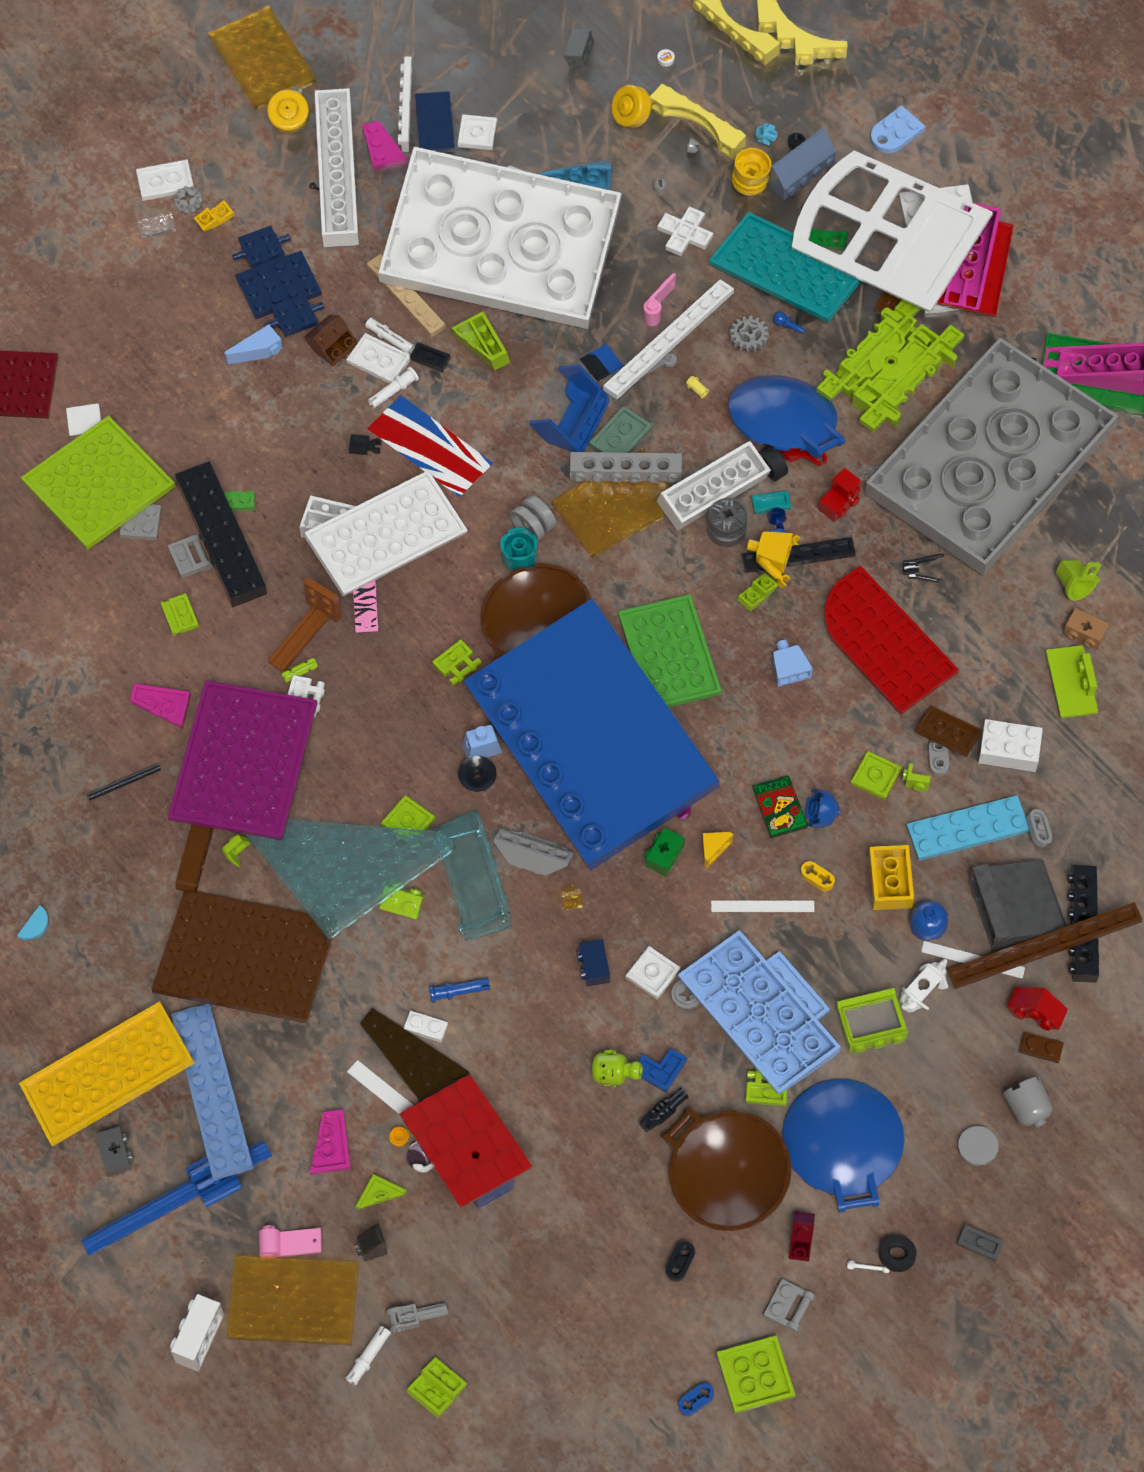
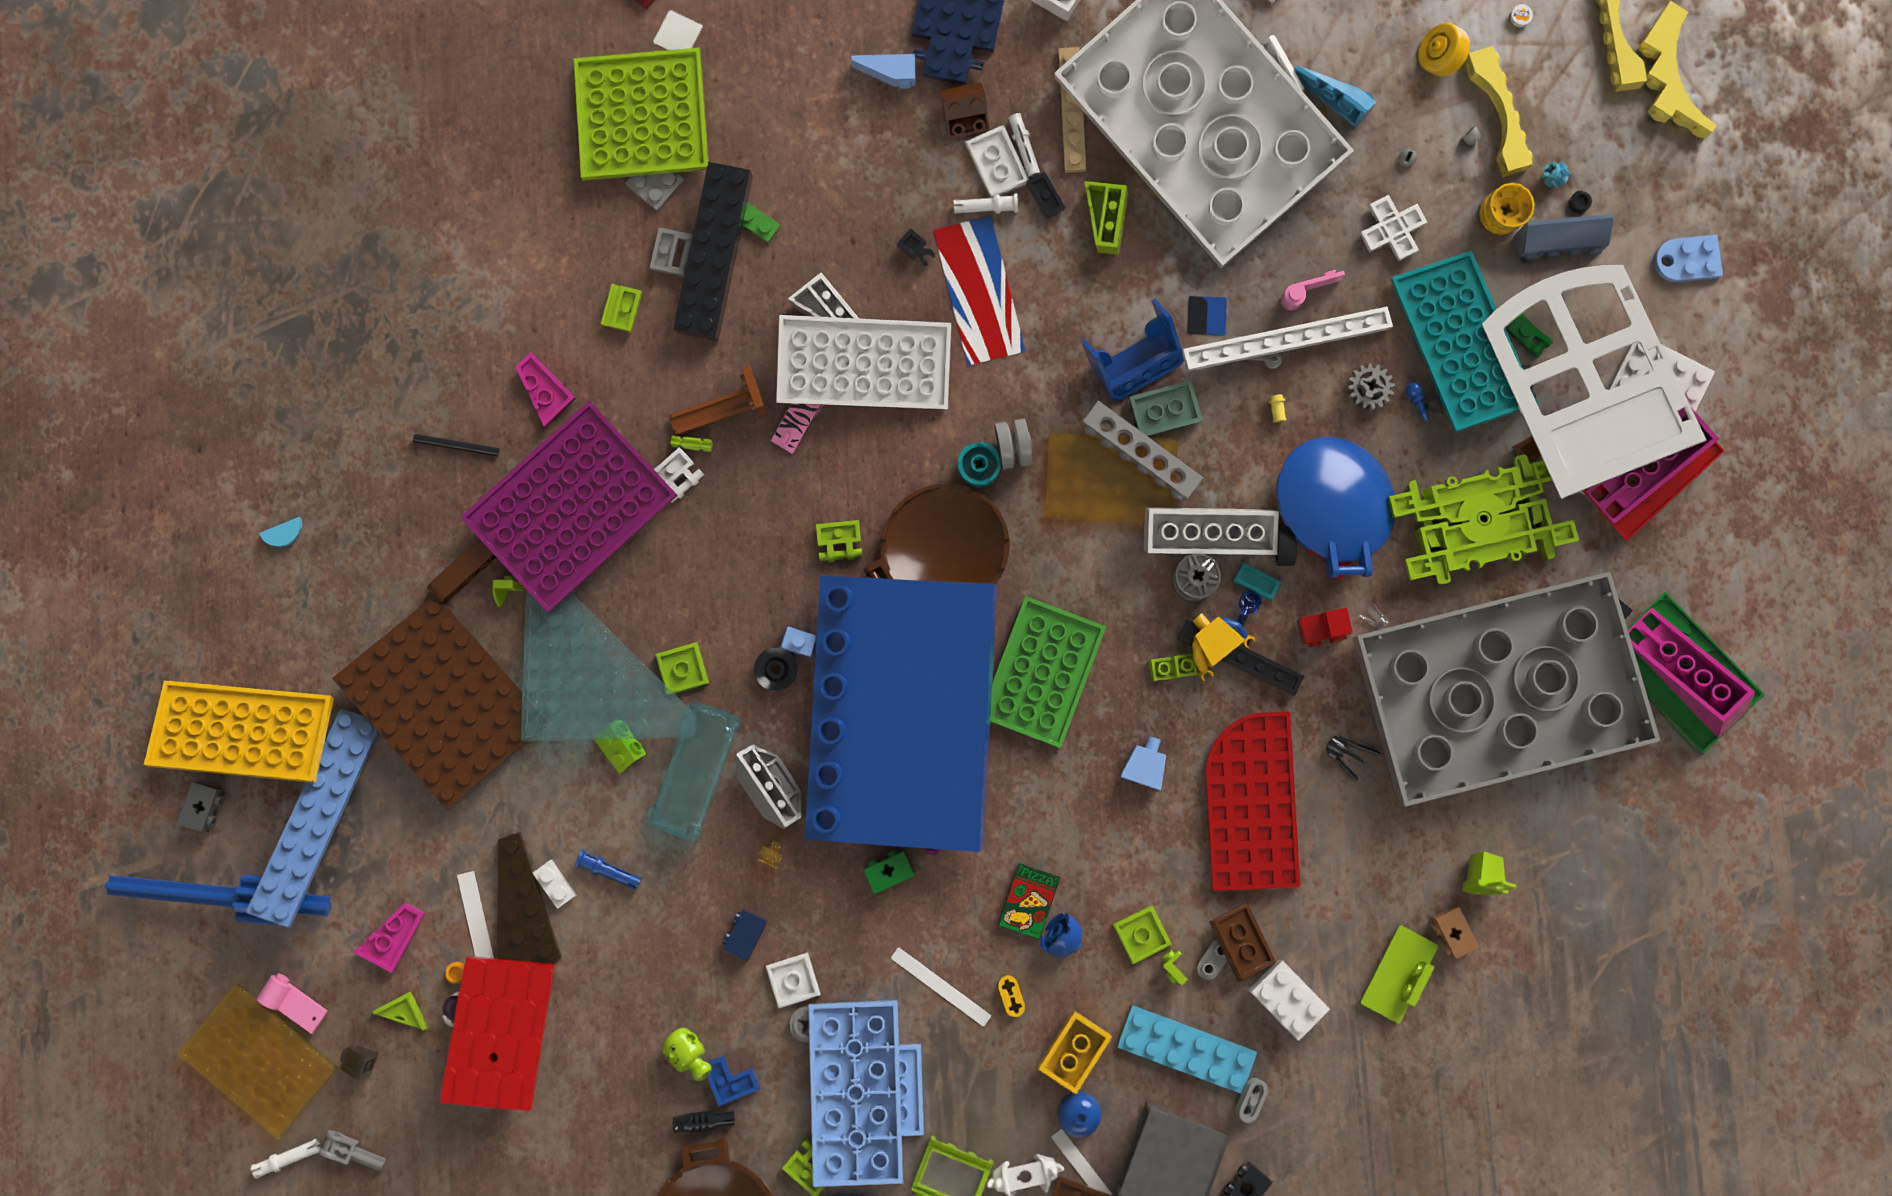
camera: 35 degrees right, 20 degrees up
(197, 1332) = (150, 1034): white brick -> none
(714, 845) = (937, 898): yellow slope -> none

